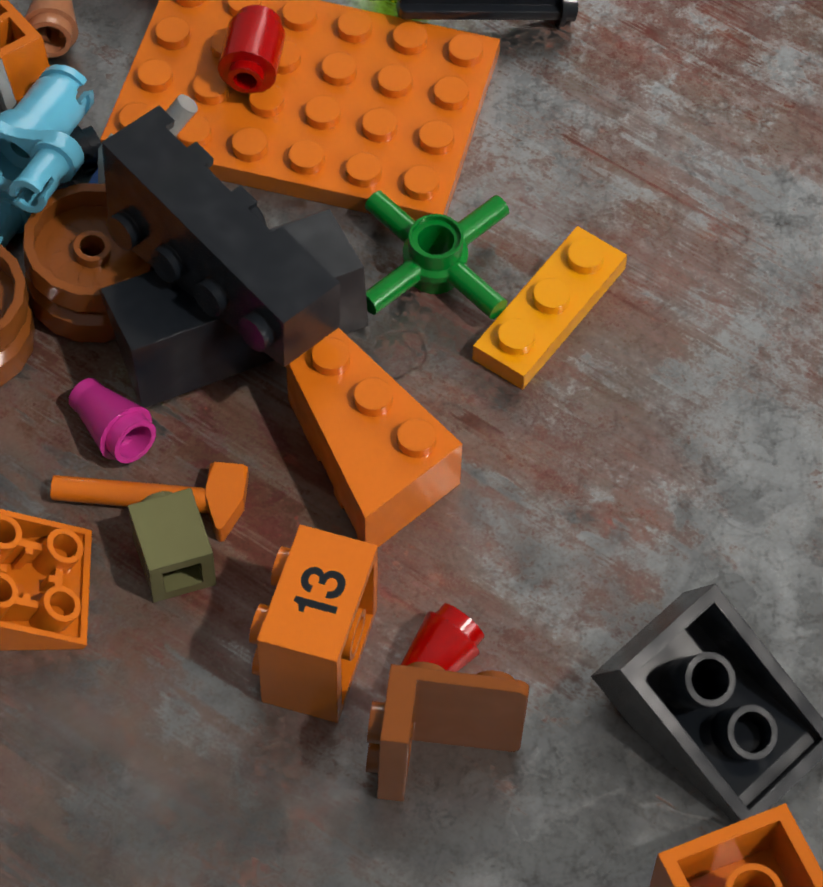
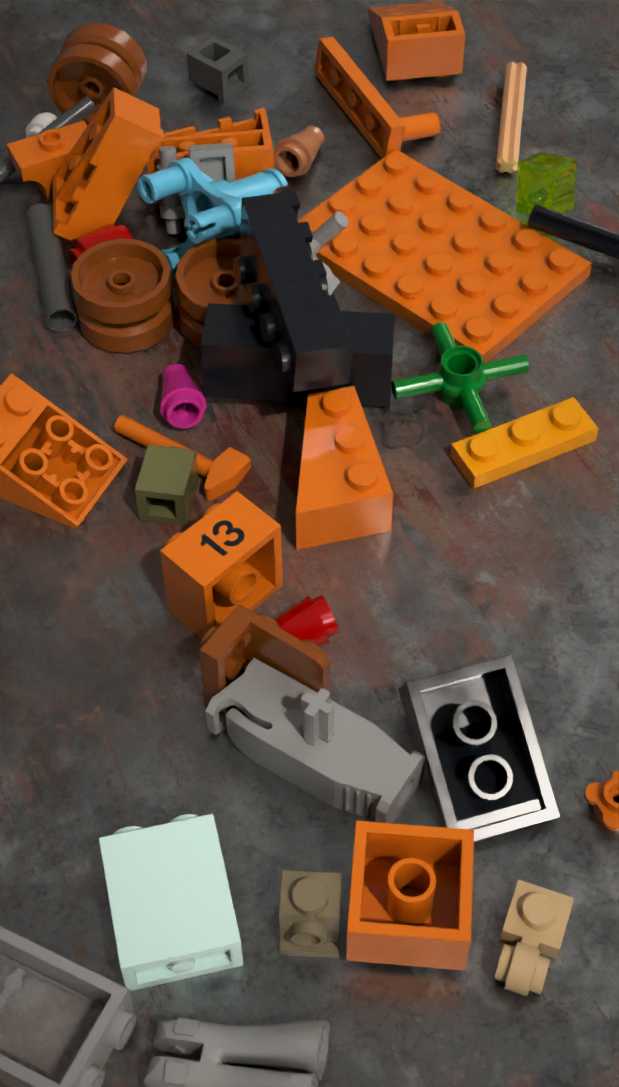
camera: 30 degrees right, 5 degrees down
(252, 49) = (409, 206): red brick -> none
(540, 783) = (316, 743): none -> light grey piece

